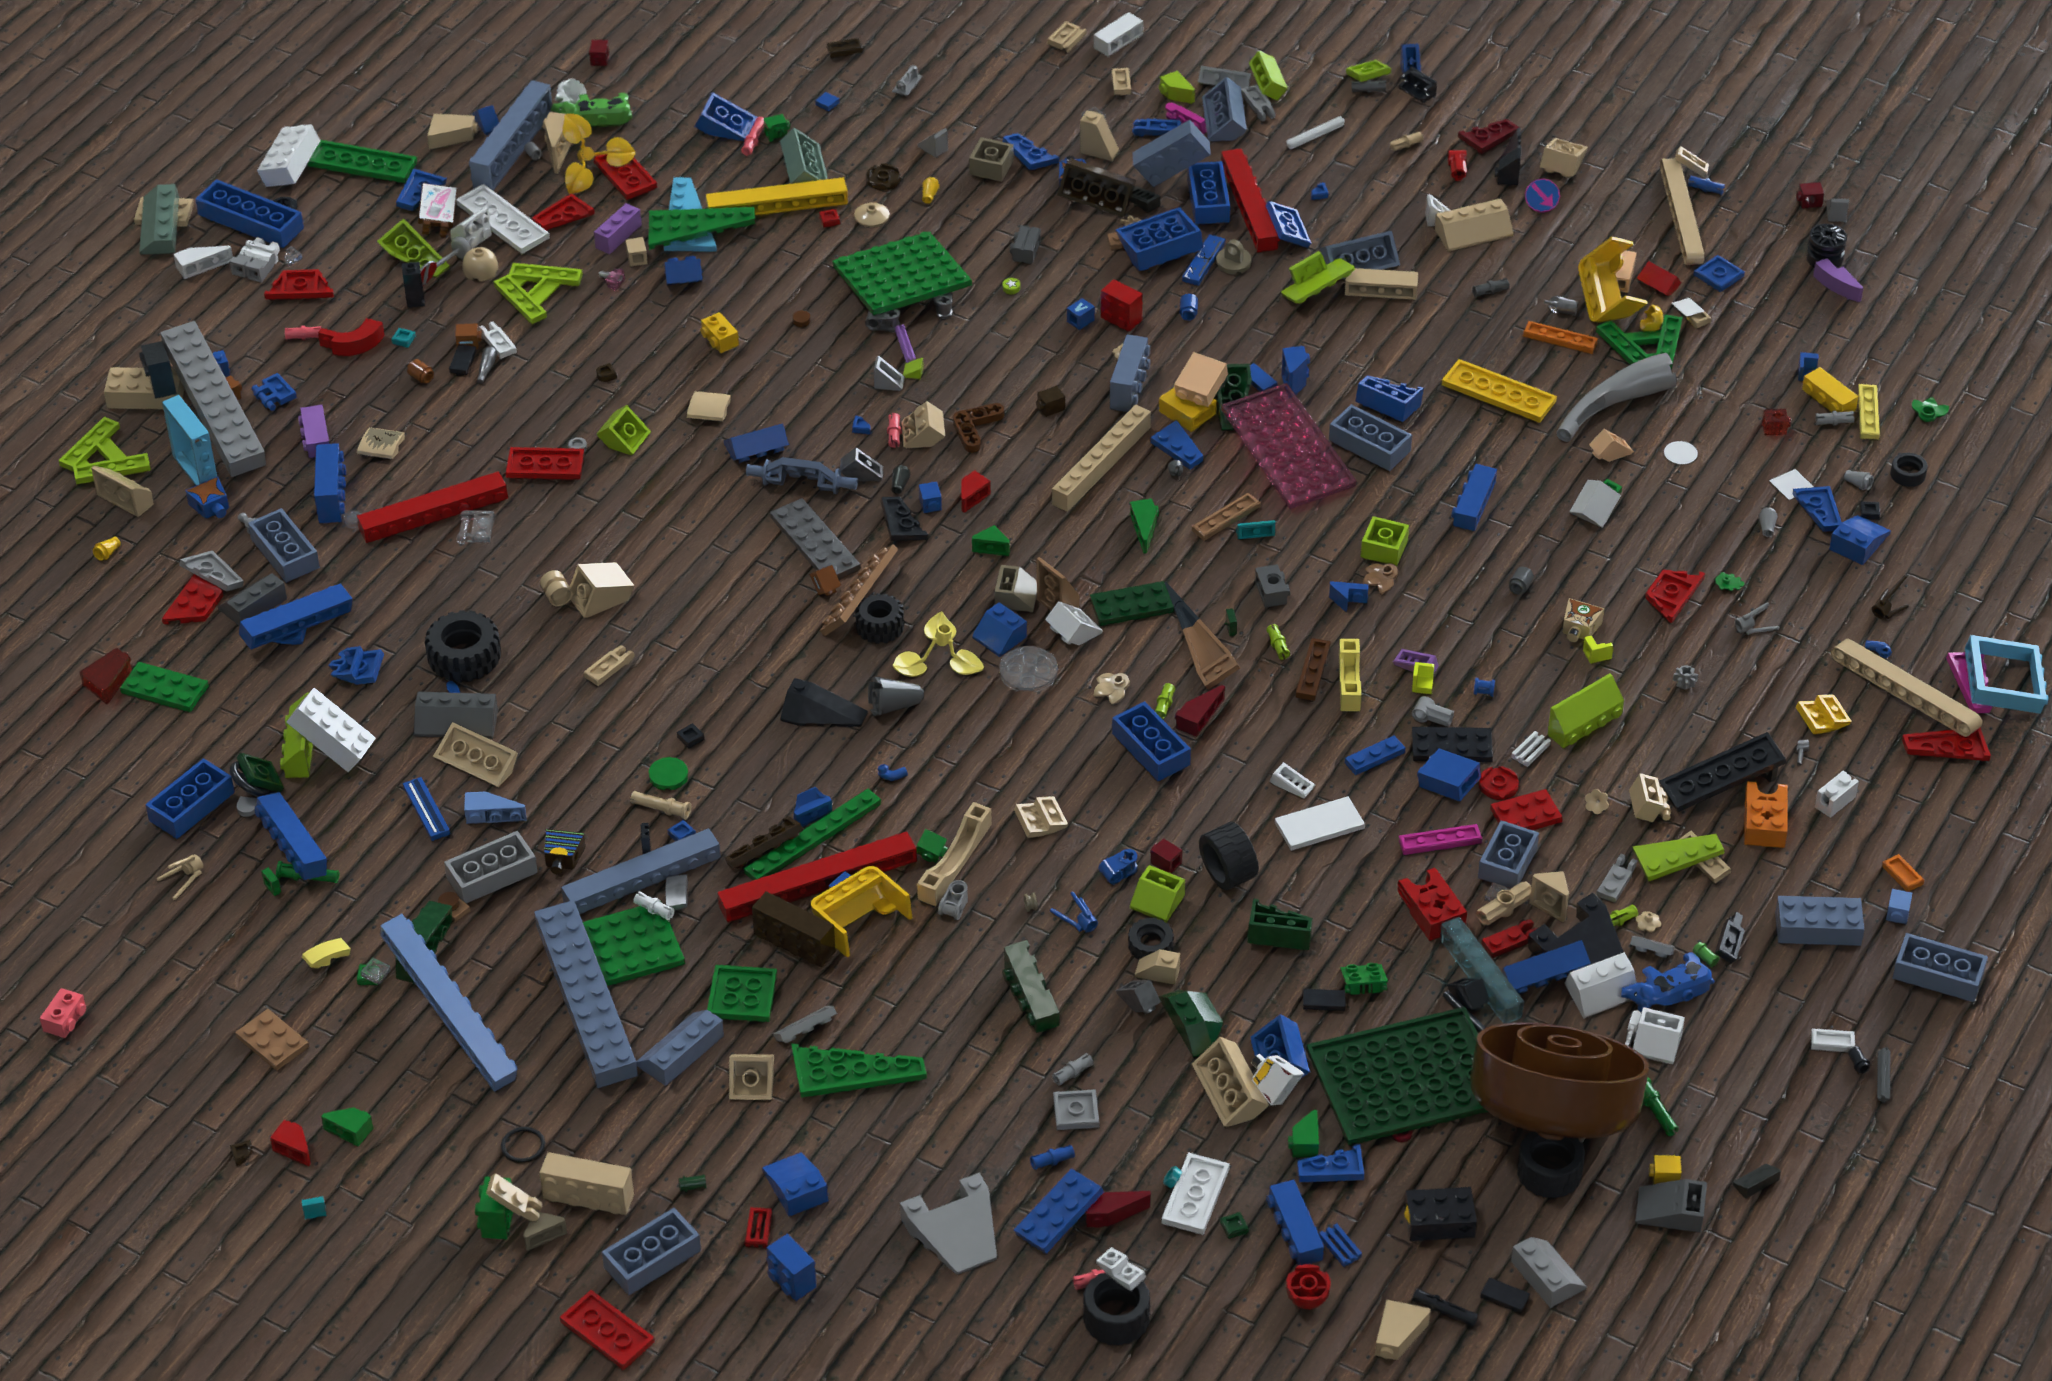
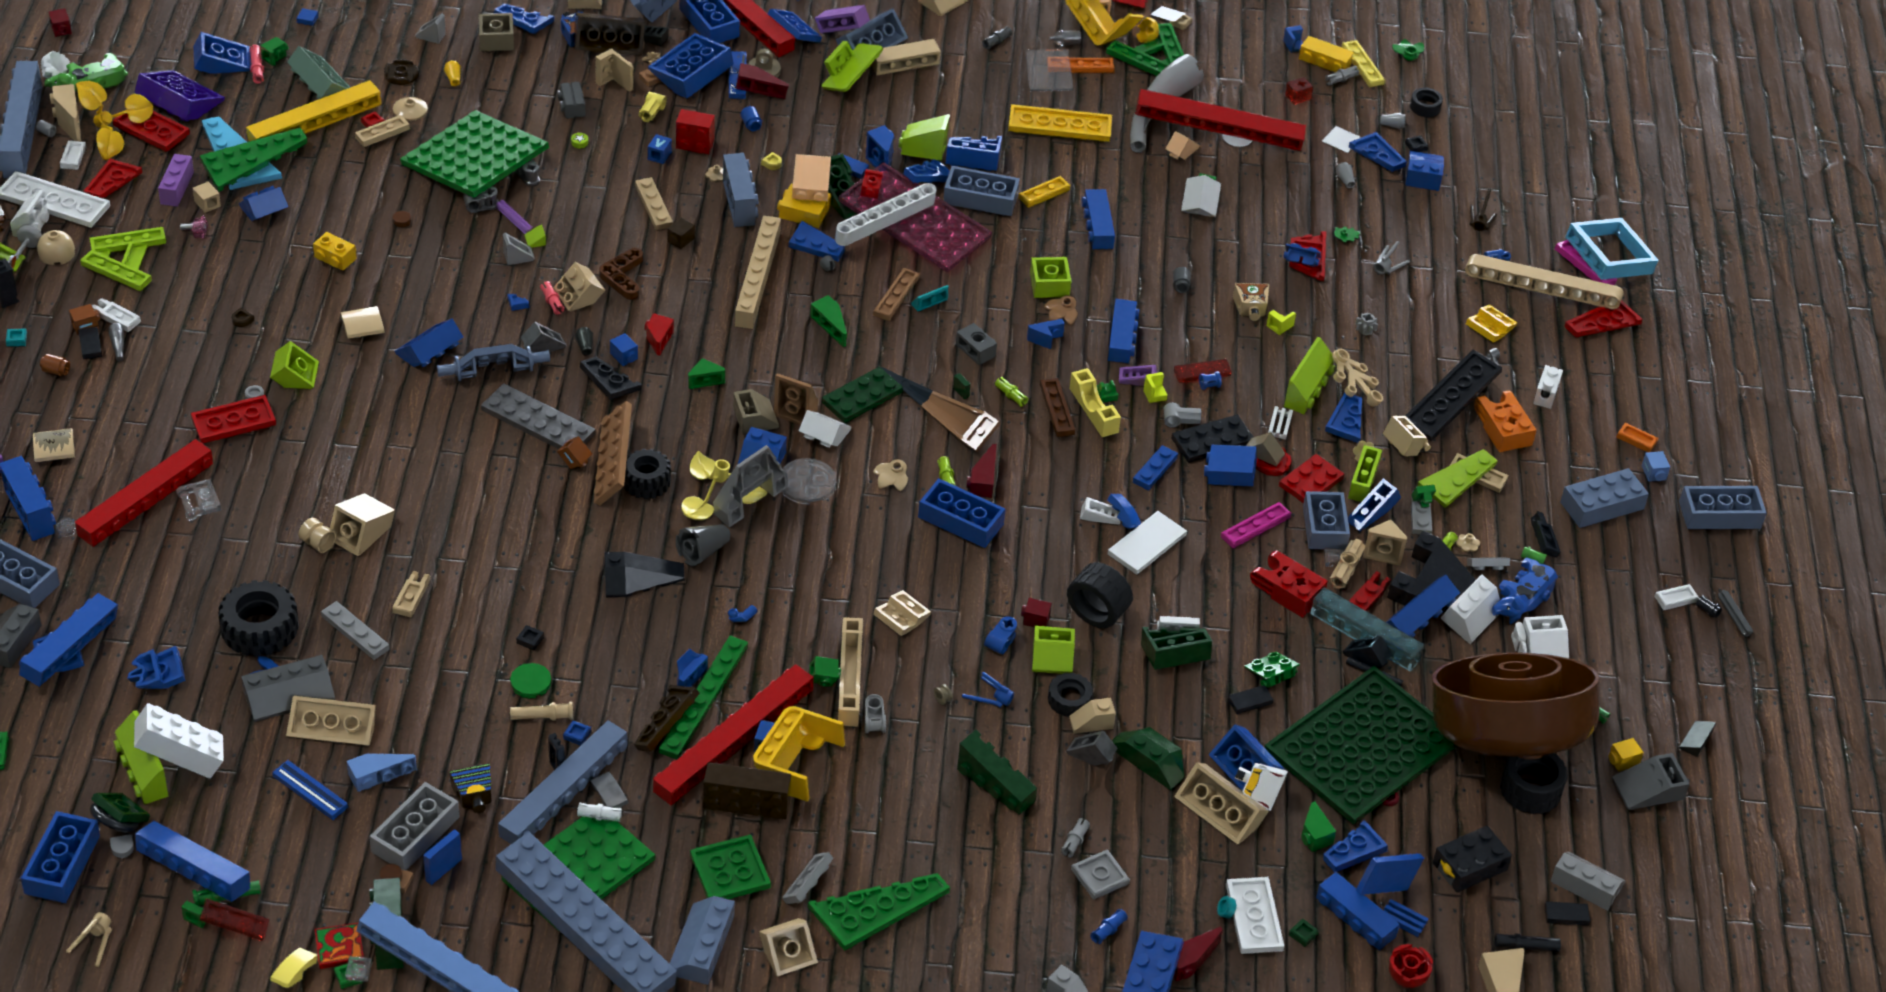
camera: 30 degrees left, 0 degrees up
(299, 896) = (234, 919): none -> clear red tile
(369, 946) = (337, 944): none -> tile
(497, 900) = (442, 857): none -> blue tile
(543, 181) = (73, 155): none -> white tile
(543, 682) = (355, 630): none -> light grey plate
(665, 147) = (177, 94): none -> dark purple slope
(831, 229) = (382, 131): none -> tan plate
(958, 645) = (755, 471): none -> light grey wedge
(1045, 365) = (653, 203): none -> tan plate
(1078, 222) = (614, 67): none -> tan bracket
(1103, 267) = (653, 103): none -> light yellow piece
(1183, 354) = (772, 161): none -> light yellow tile
(1215, 270) = (759, 81): none -> dark red slope
(1254, 434) = (885, 214): none -> white beam
(1257, 401) = (871, 184): none -> red brick
(1285, 904) = (1176, 623): none -> white bracket
(1314, 789) = (1126, 511): none -> blue slope
(1325, 405) = (927, 172): none -> blue wing
(1335, 229) = (842, 19): none -> medium lavender brick
(1340, 1197) = (1389, 874): none -> blue tile
(1345, 370) = (925, 138): none -> lime slope
(1373, 669) = (1107, 391): none -> green tile
(1426, 614) = (1122, 331): none -> blue brick
(1439, 455) = (1044, 191): none -> yellow tile
(1467, 674) = (1191, 372): none -> clear red tile
(1495, 770) = (1267, 448): none -> dark tan slope
(1522, 334) = (1049, 70): none -> clear piece
(1571, 856) = (1375, 505): none -> blue slope
(1579, 822) = (1365, 473): none -> lime brick
(1601, 764) = (1346, 418): none -> blue wing
(1624, 859) = (1424, 495): none -> green tile
(1628, 703) = (1342, 359): none -> tan plant
(1654, 584) = (1309, 255): none -> blue hinge
(1664, 430) = (1220, 119): none -> red brick

